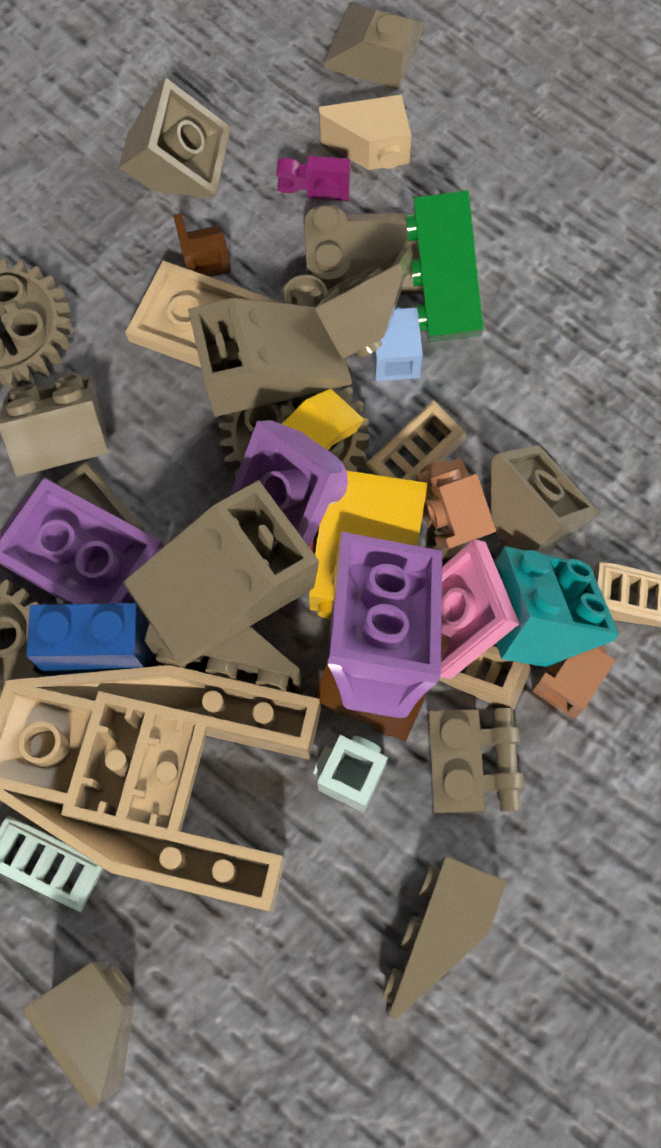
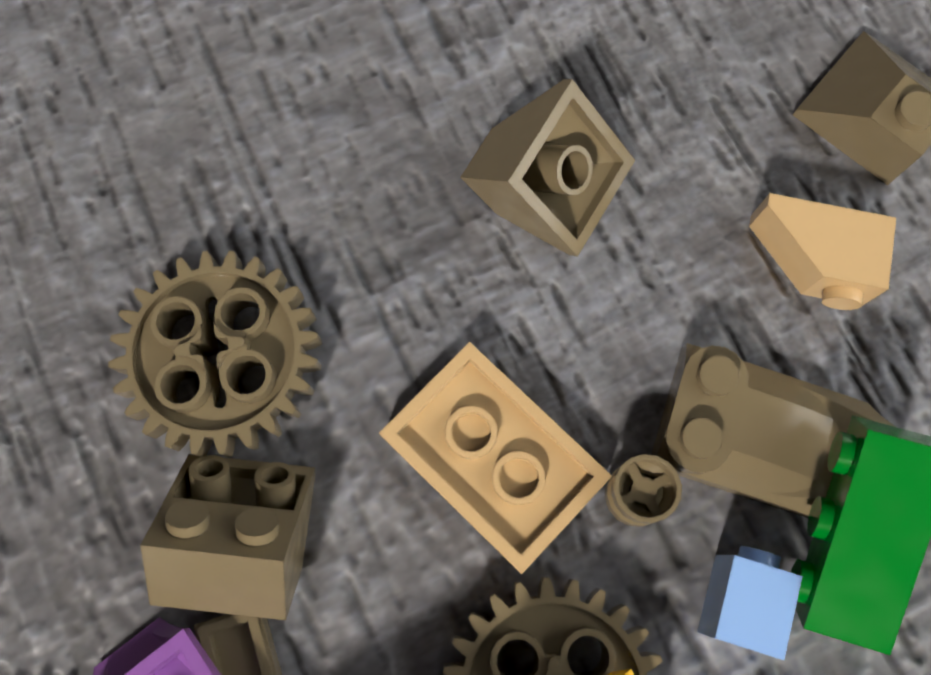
camera: 20 degrees right, 5 degrees up
(203, 249) = (531, 337): reddish brown panel -> none
(263, 353) = (562, 579): dark tan slope -> none
(321, 177) = (733, 295): magenta plate -> none
(363, 306) = (740, 561): dark tan slope -> none

